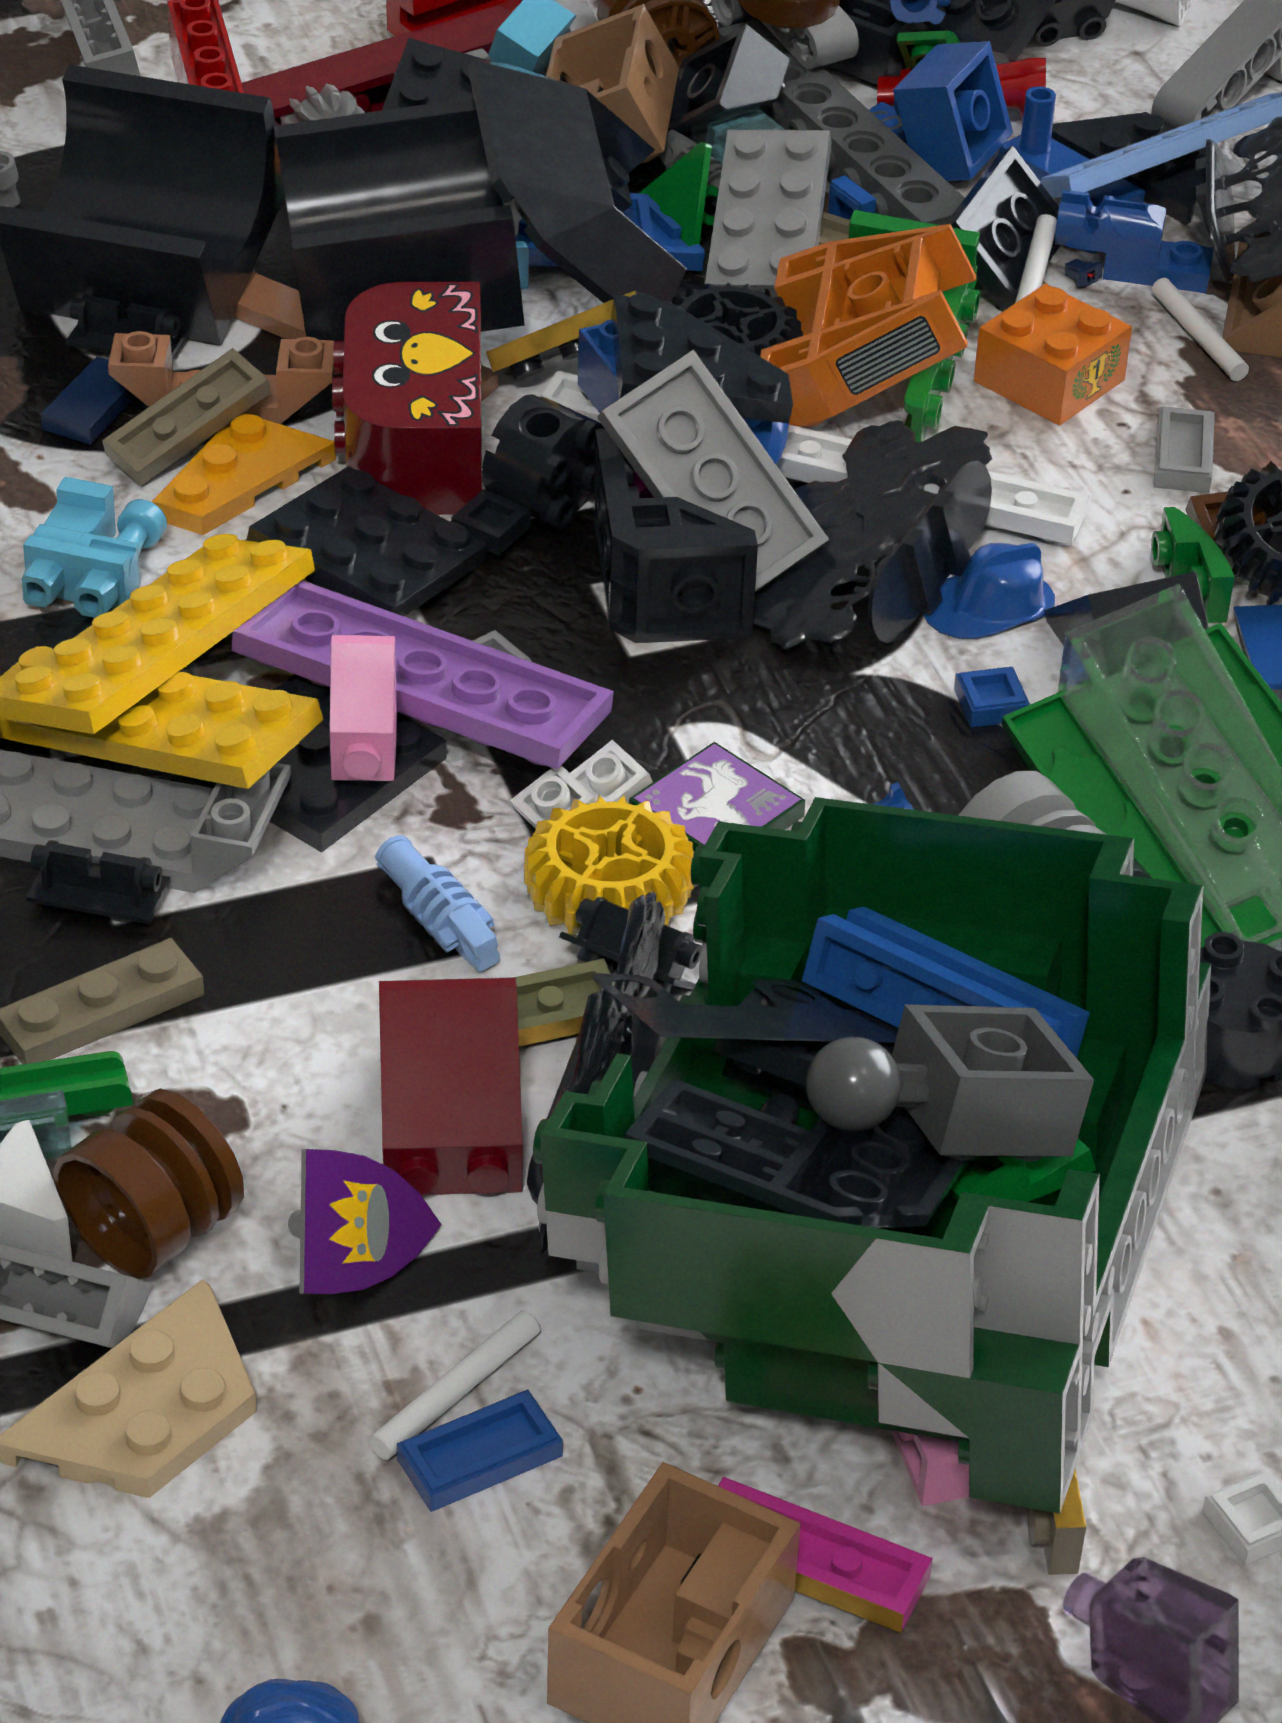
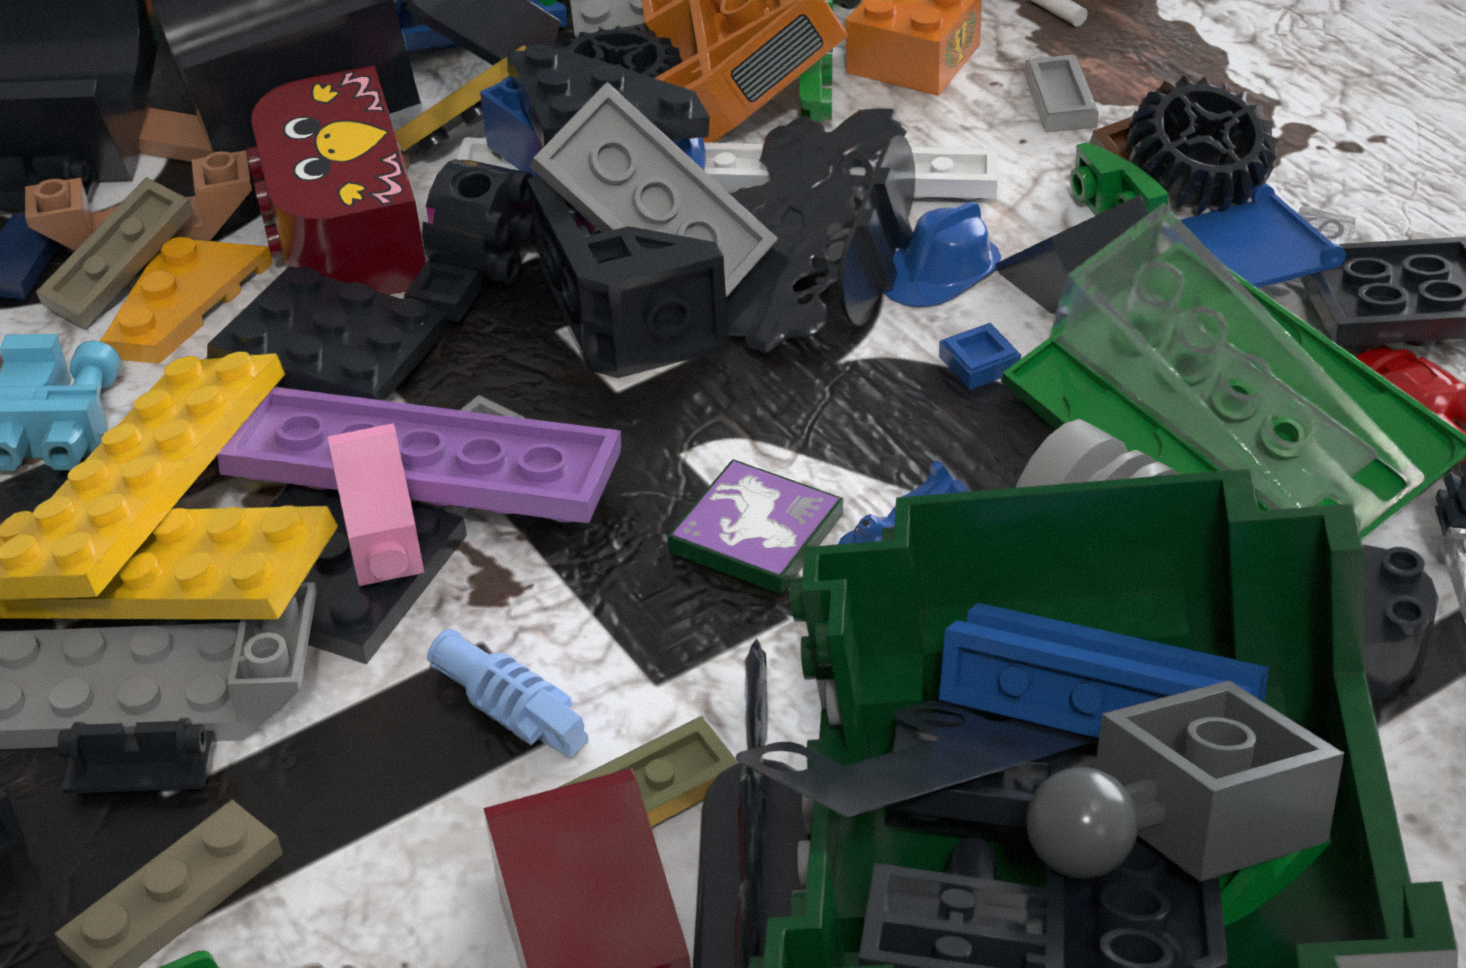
camera: 10 degrees left, 0 degrees up
(602, 938) = (698, 690): black hinge -> none
(605, 773) = (612, 551): white slope -> none
(607, 853) = (672, 615): yellow gear -> none

